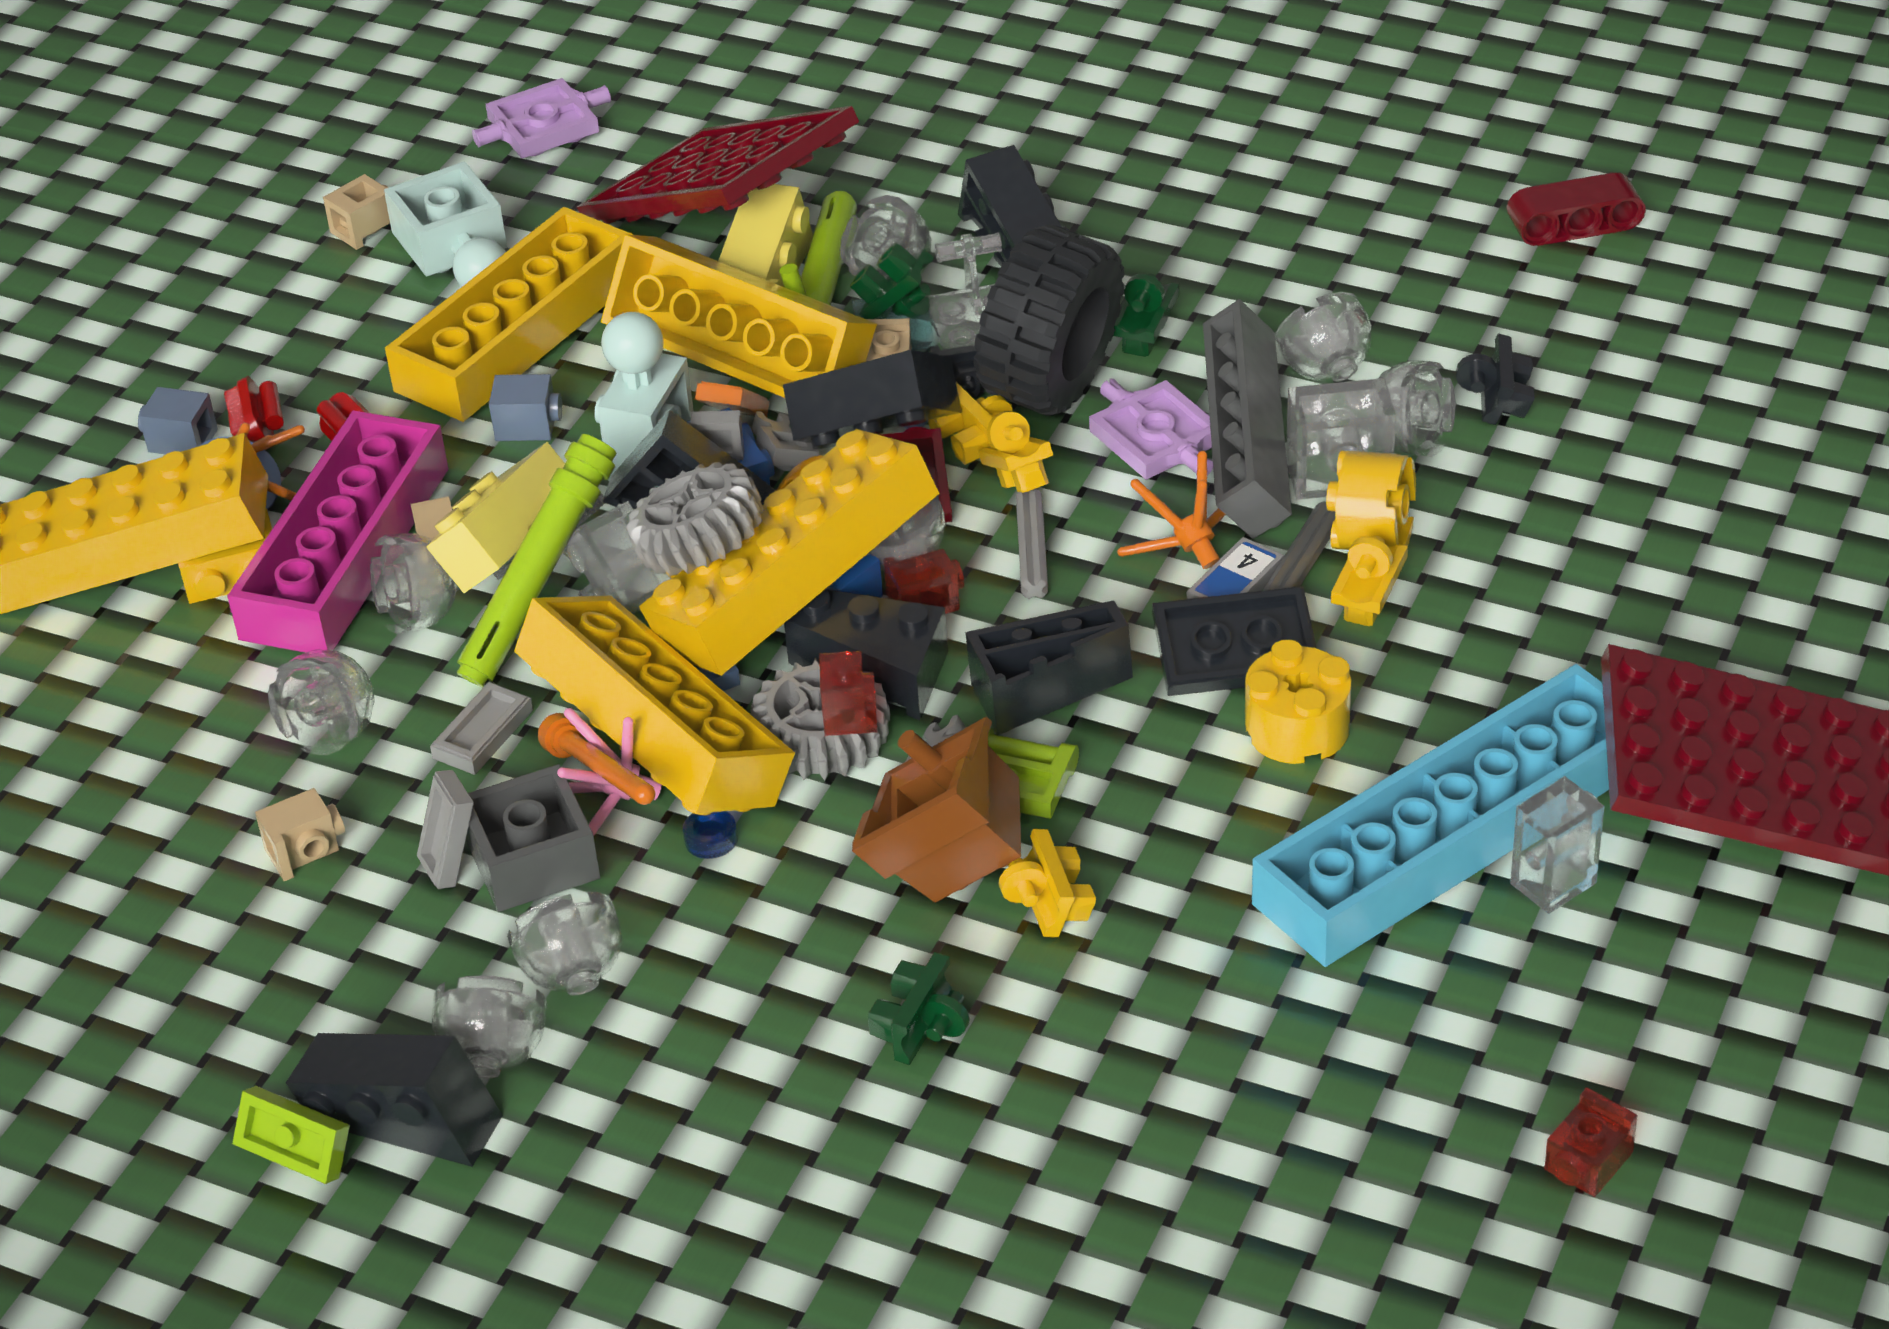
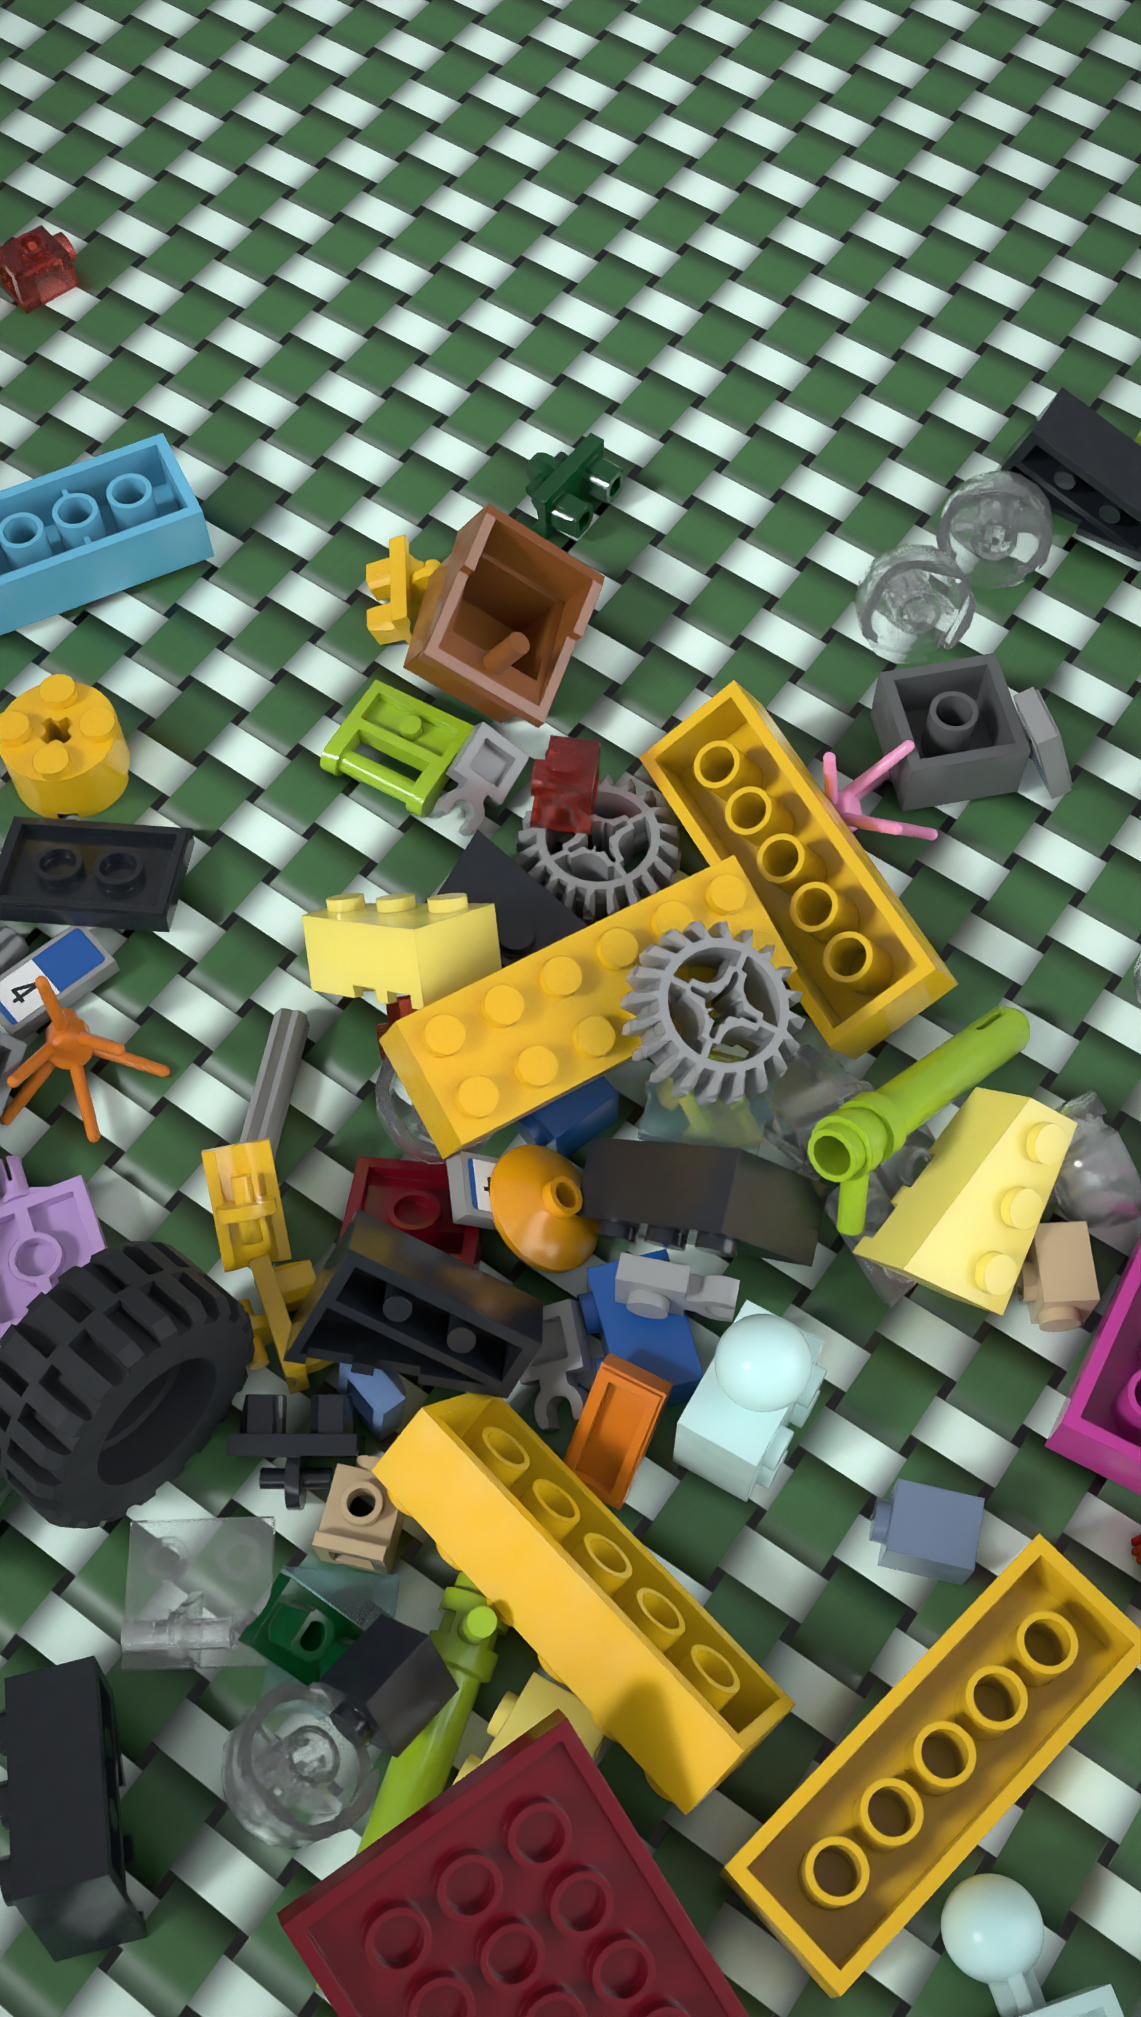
camera: 170 degrees left, 20 degrees up
(481, 728) = (1000, 950): light grey tile -> none
(563, 740) = (903, 881): orange piece -> none
(840, 260) = (387, 1686): none -> black brick
(946, 563) = (401, 946): none -> light yellow wedge
(1047, 662) = (319, 843): black wedge -> none

